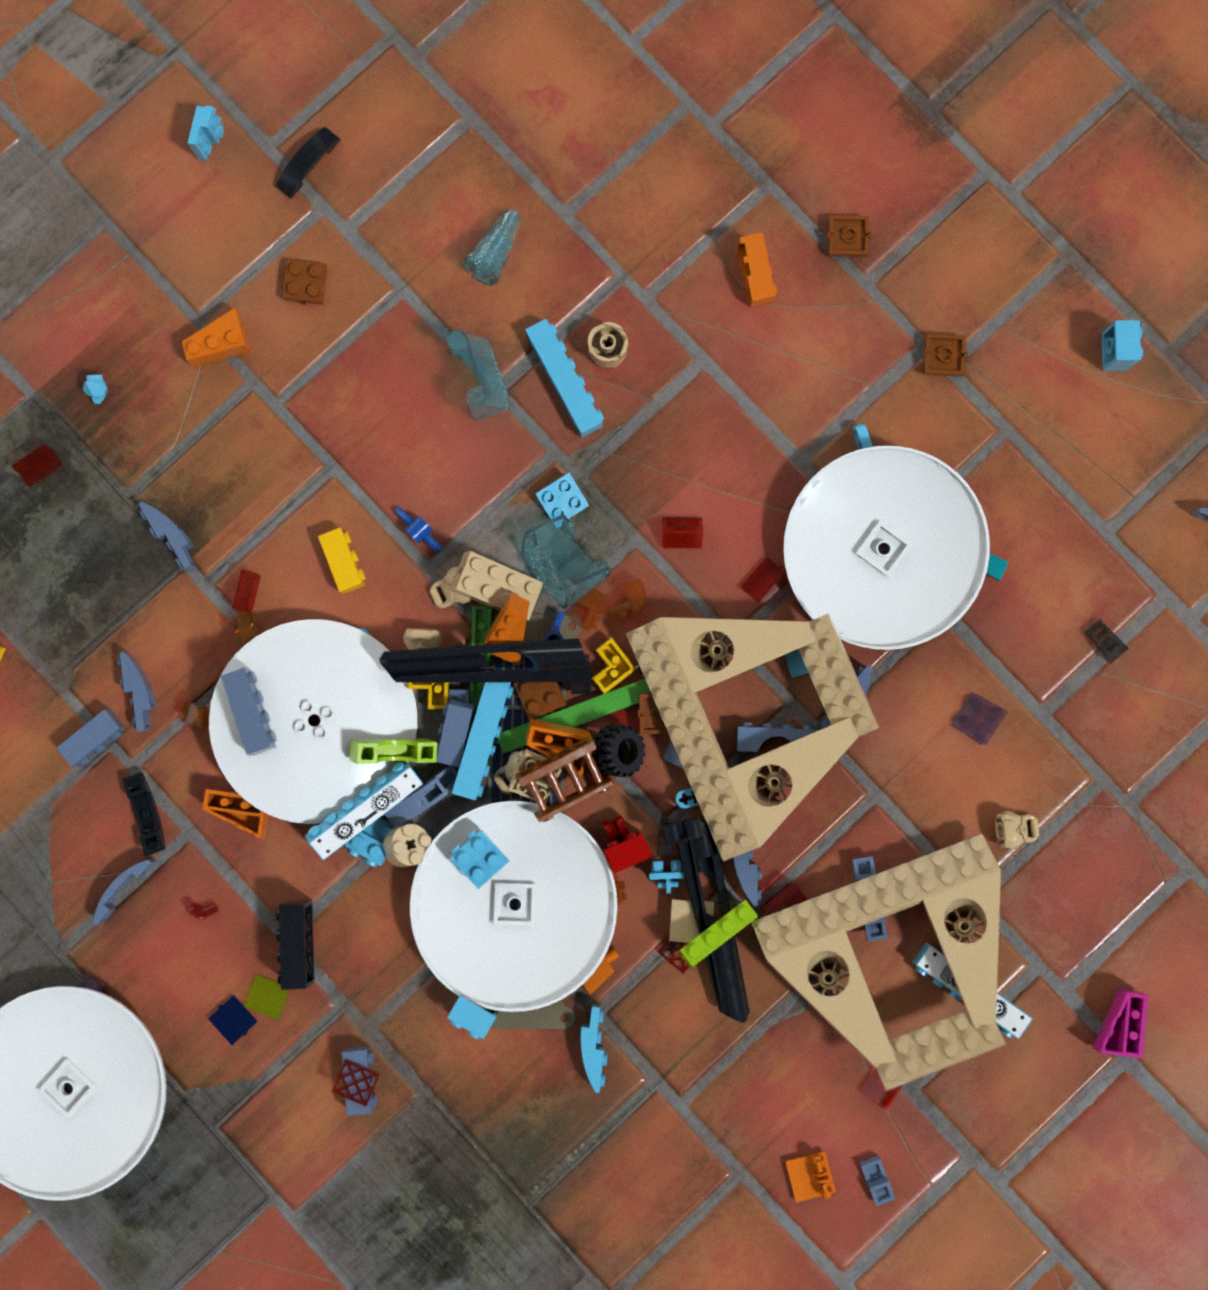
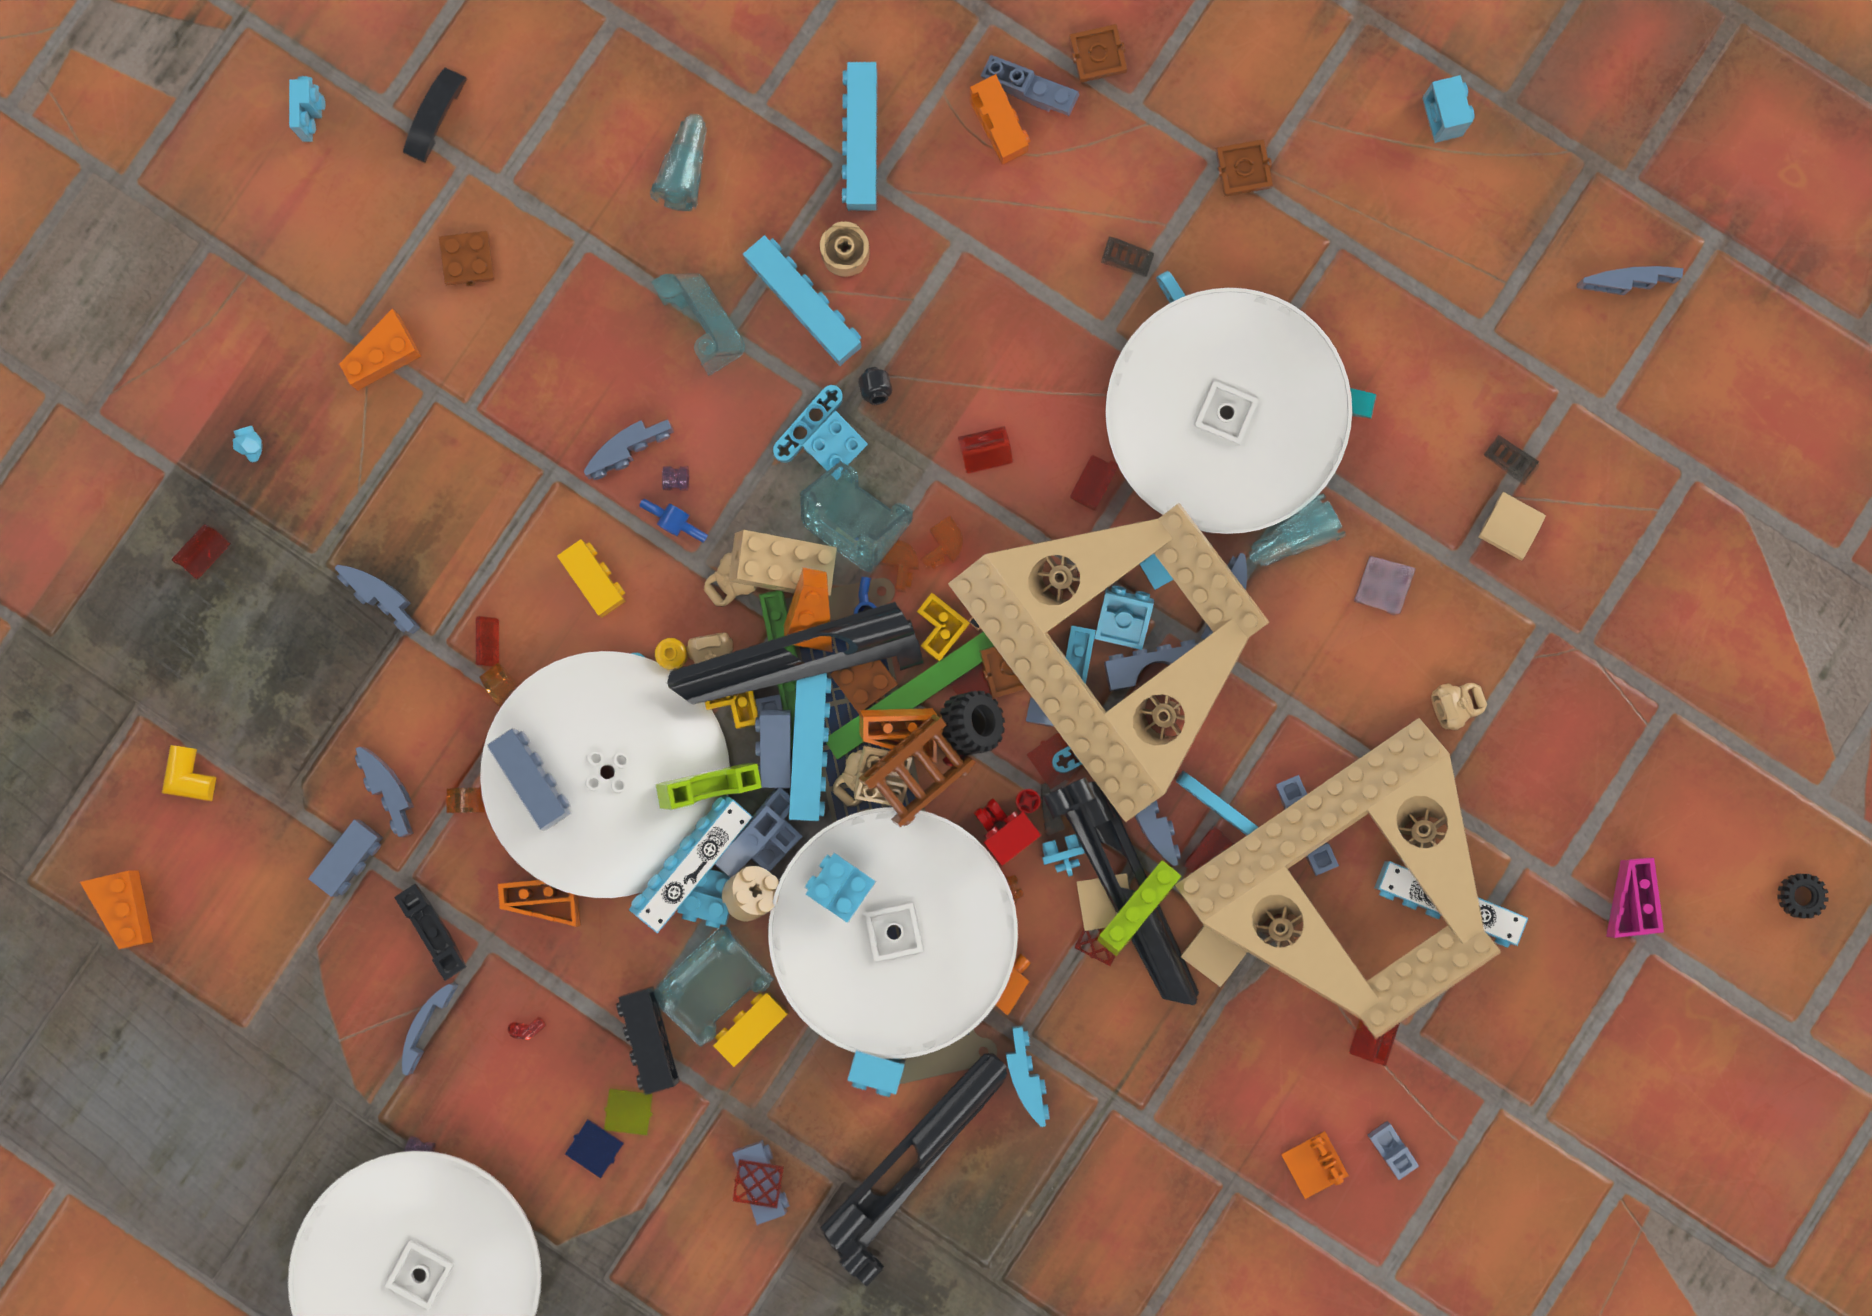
camera: 15 degrees left, 0 degrees up
(356, 911) = (710, 984): none -> clear light blue windscreen
(380, 953) = (750, 1028): none -> yellow brick
(387, 463) = (616, 451): none -> sand blue slope
(390, 637) = (671, 654): none -> yellow head
(428, 496) = (675, 478): none -> clear purple wheel
(437, 812) = (777, 847): none -> sand blue slope
(438, 1127) = (865, 1214): none -> black panel
(543, 476) = (804, 421): none -> medium azure beam
(605, 460) = (875, 386): none -> black head
(642, 258) = (861, 136): none -> medium azure brick
(648, 827) = (1030, 799): none -> red wheel
(668, 793) = (1042, 760): none -> clear red piece
(719, 712) = (1080, 649): none -> medium azure plate
(762, 694) = (1124, 617): none -> medium azure plate
(768, 986) = (1213, 955): none -> tan slope
(787, 251) = (1029, 87): none -> sand blue slope
(800, 863) = (1215, 803): none -> medium azure beam
(824, 390) = (1125, 265): none -> clear smoke slope
(923, 659) = (1306, 529): none -> clear light blue cone
(1094, 695) = (1512, 526): none -> tan slope

